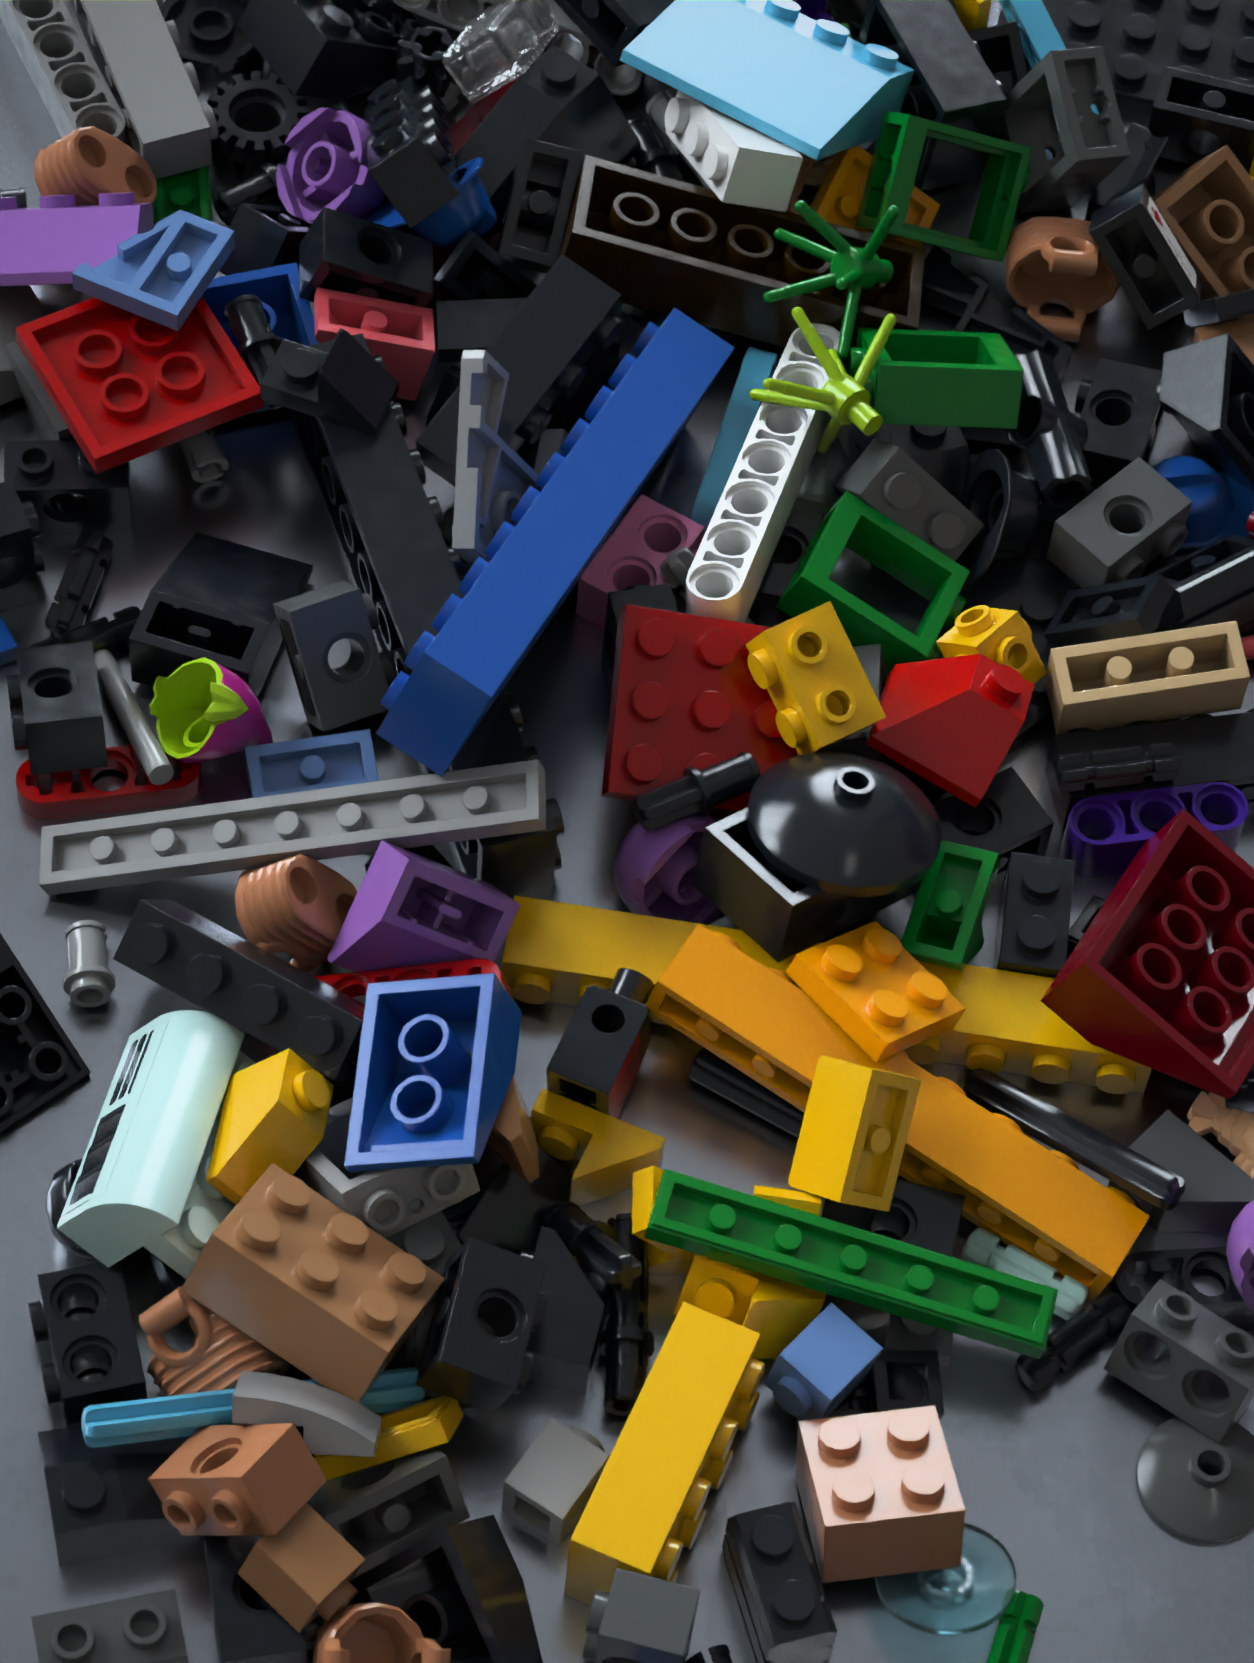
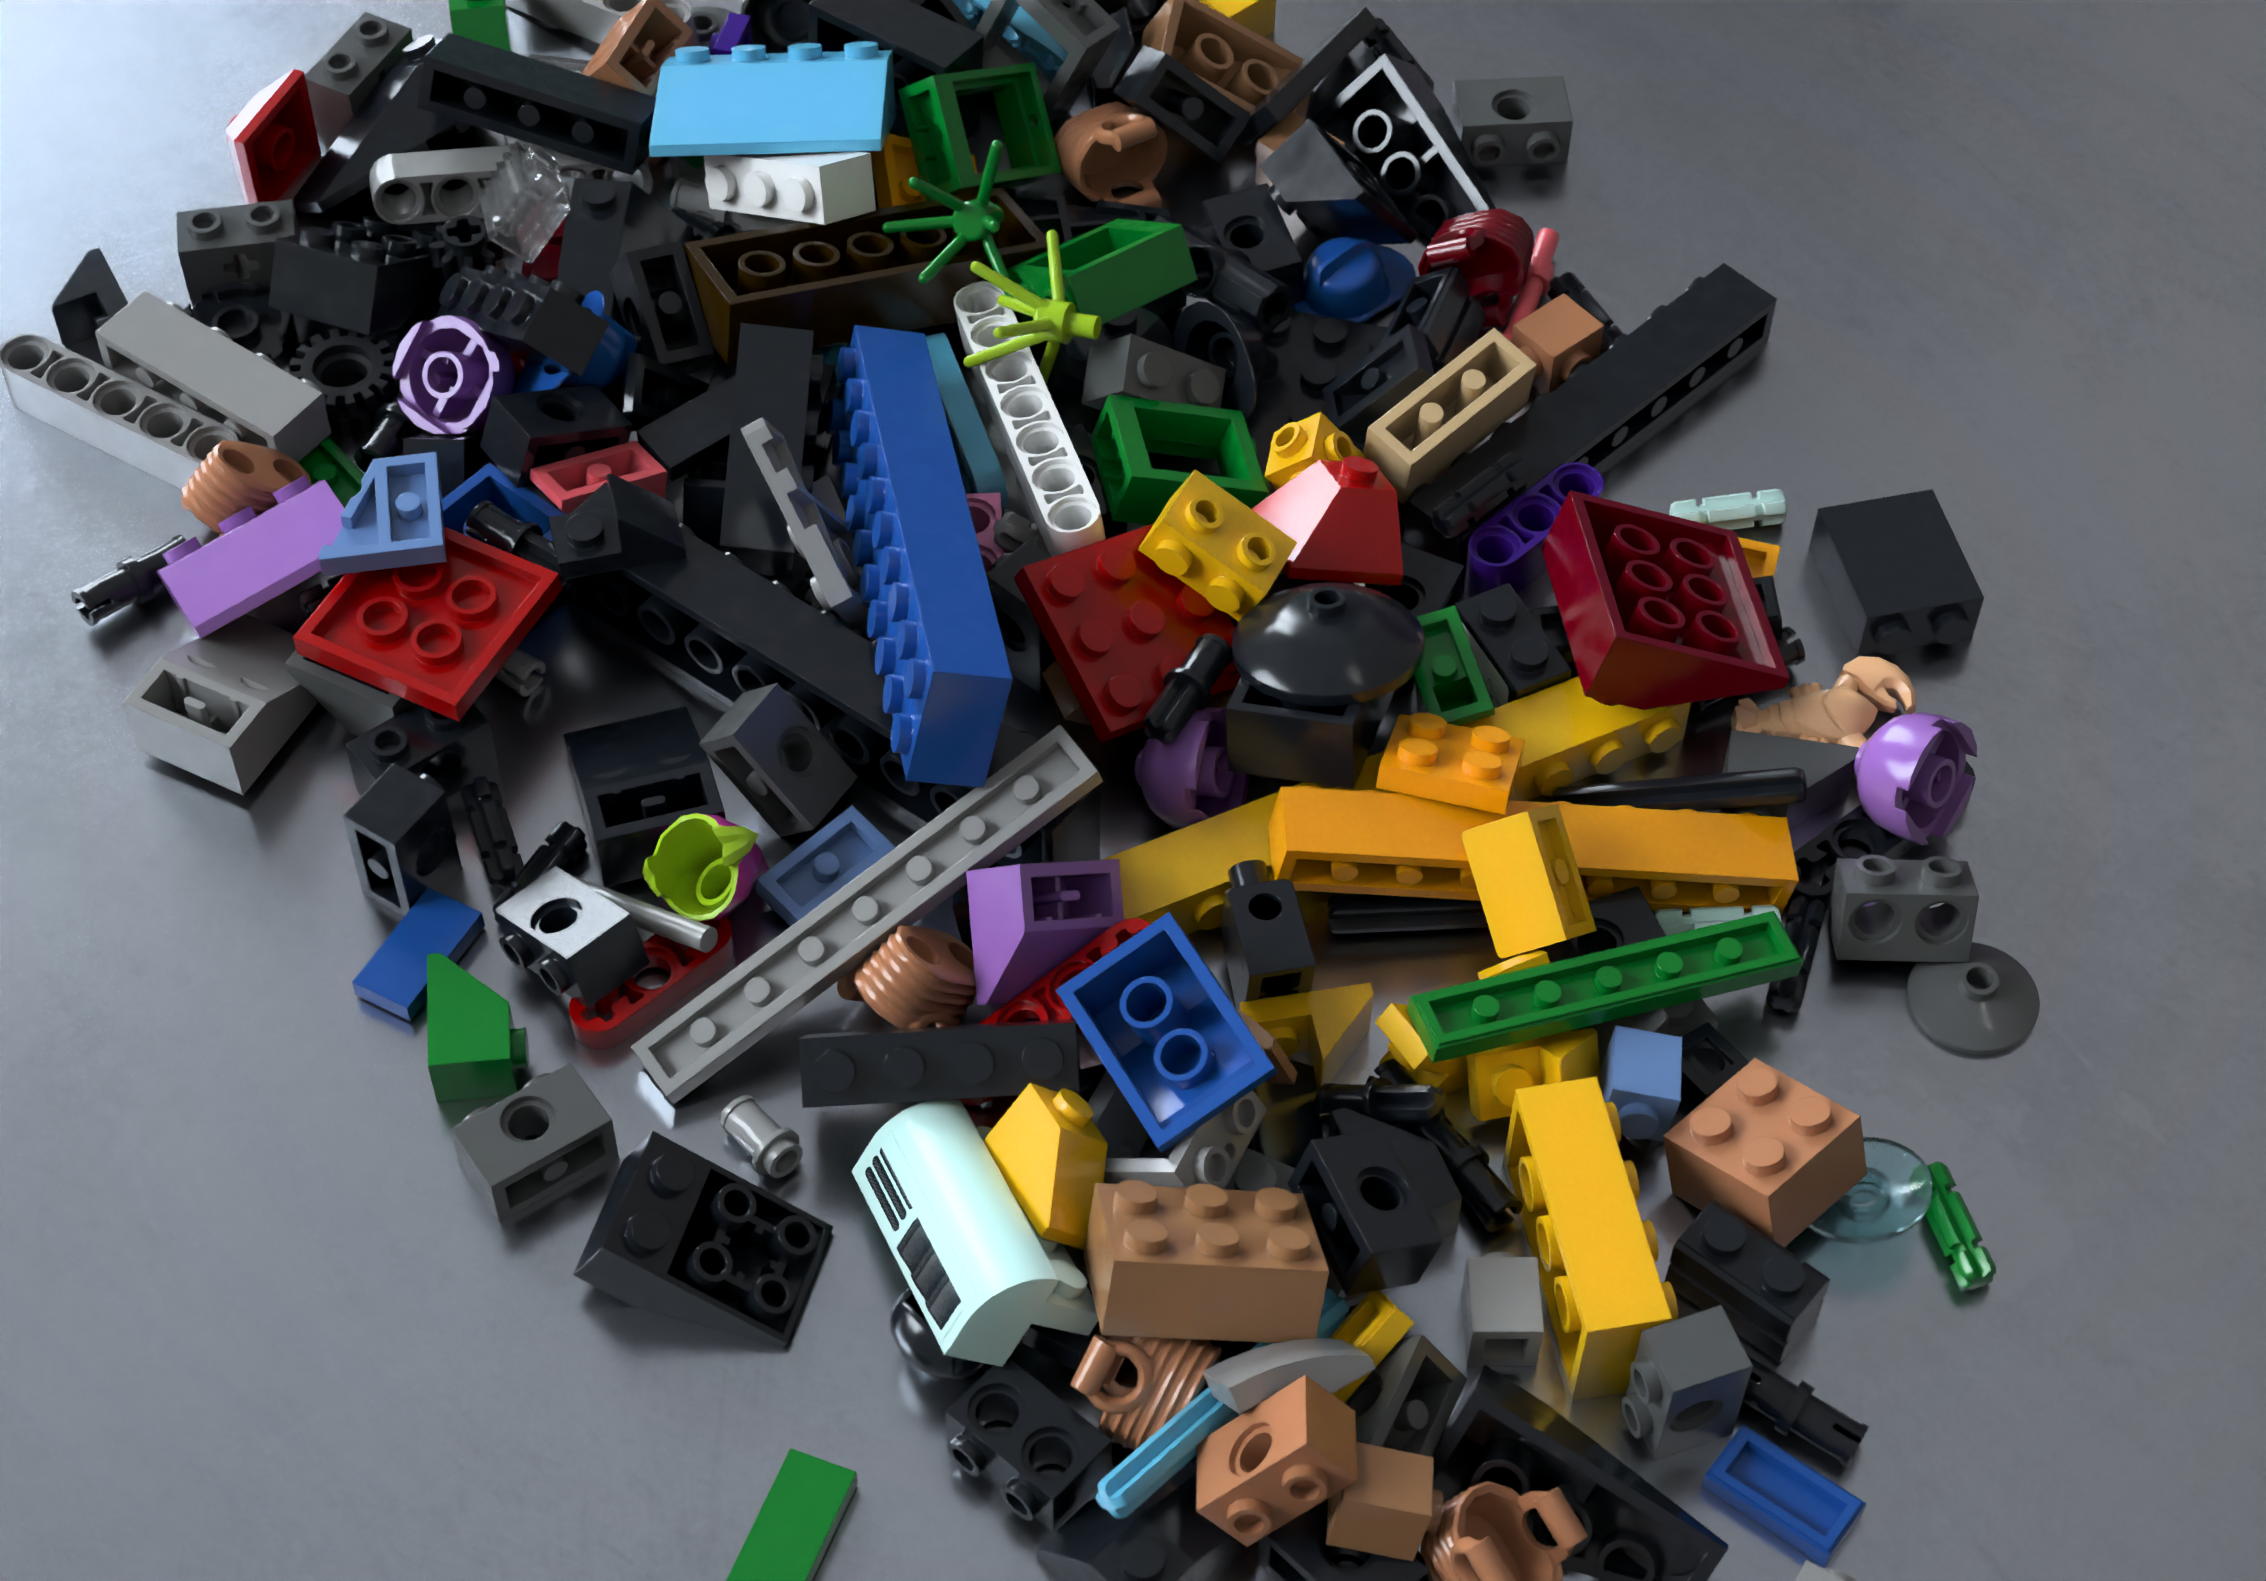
camera: 30 degrees left, 5 degrees down
(1120, 527) = (1330, 318): dark grey brick -> none

